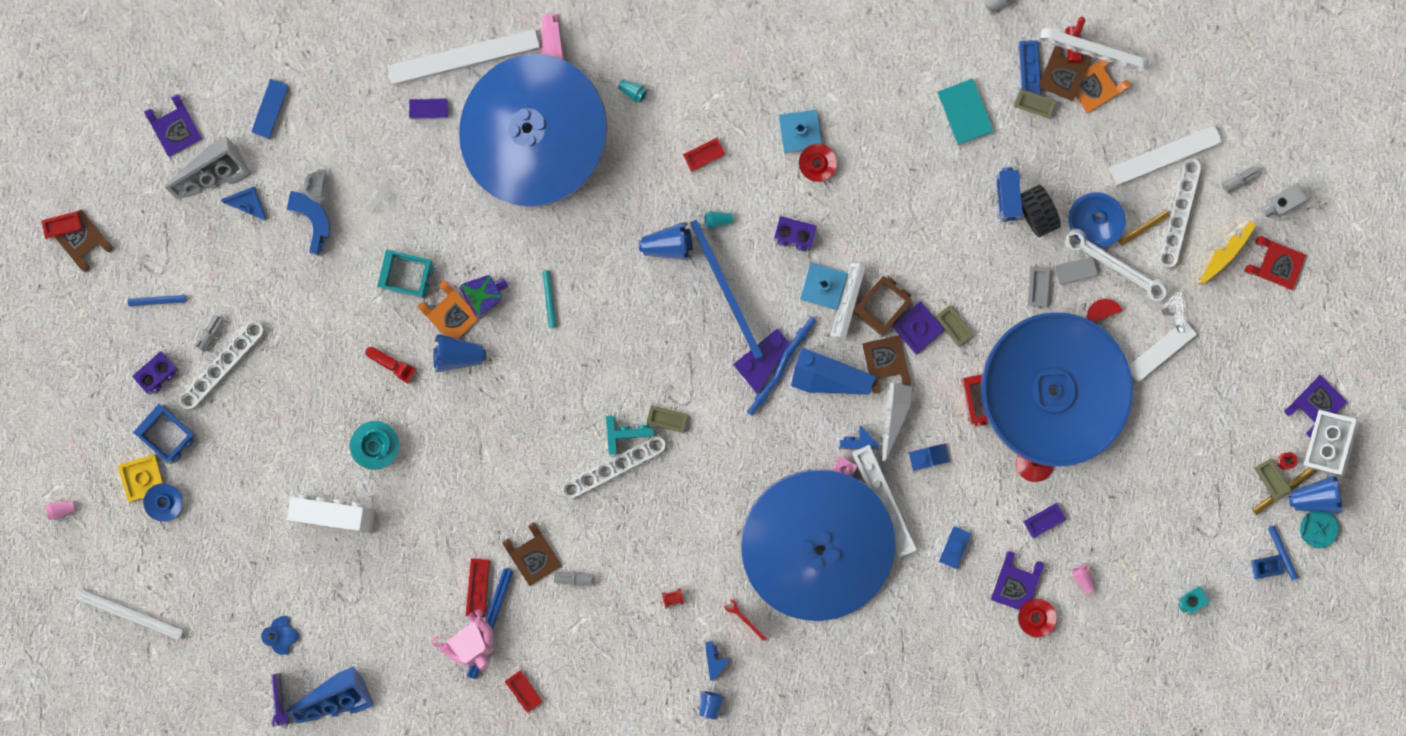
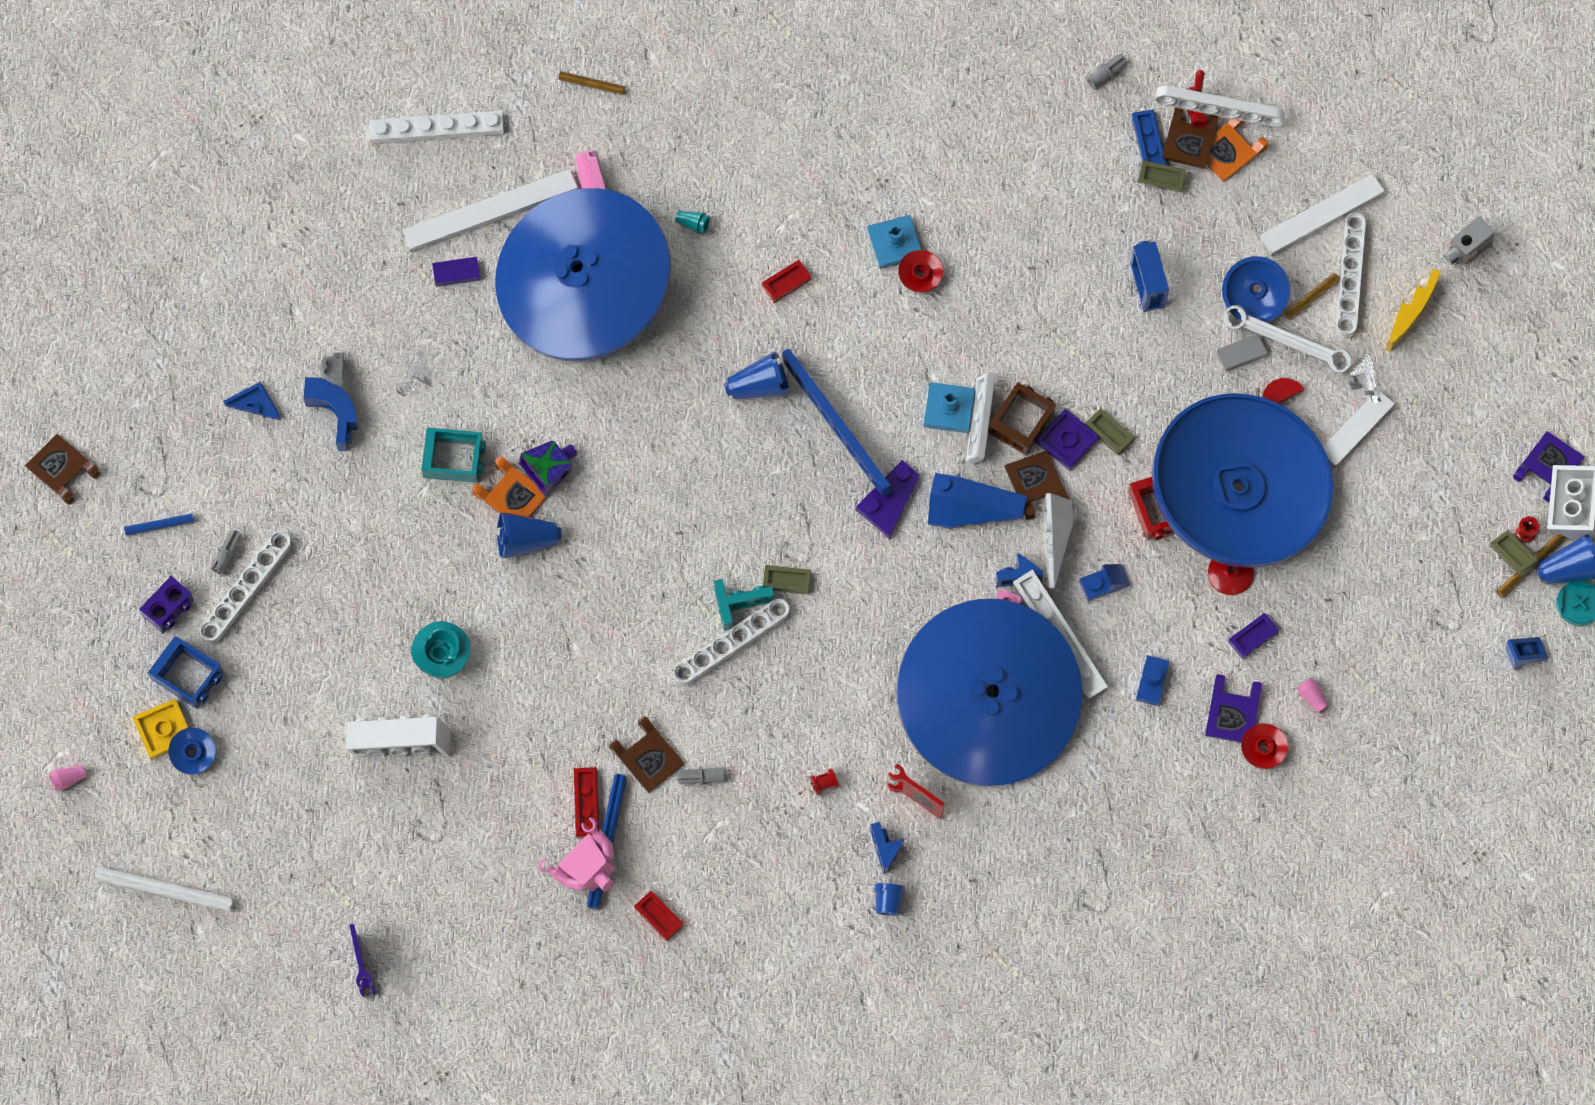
camera: 10 degrees left, 15 degrees down
(62, 225) = (36, 453): red tile -> none
(174, 129) = (160, 331): dark purple flag -> none
(214, 166) = (209, 366): light grey wedge -> none
(269, 108) = (269, 295): blue tile -> none
(282, 635) = (356, 889): blue plate -> none
(338, 694) = (430, 950): blue wedge -> none
(402, 370) = (461, 564): red piece -> none
(549, 299) = (627, 463): teal bar -> none
(717, 219) = (813, 348): teal cone -> none
(796, 228) = (907, 345): dark purple brick -> none
(801, 334) = (931, 465): blue bar -> none
(965, 111) = (1082, 196): teal tile -> none
(1038, 287) = (1200, 376): light grey tile -> none
(1040, 211) = (1188, 287): black tyre -> none
(1201, 600) = (1450, 693): teal brick -> none
(1240, 179) = (1413, 229): light grey axle -> none
(1280, 264) = (1475, 315): red flag -> none
(1282, 551) = (1539, 631): blue bar -> none

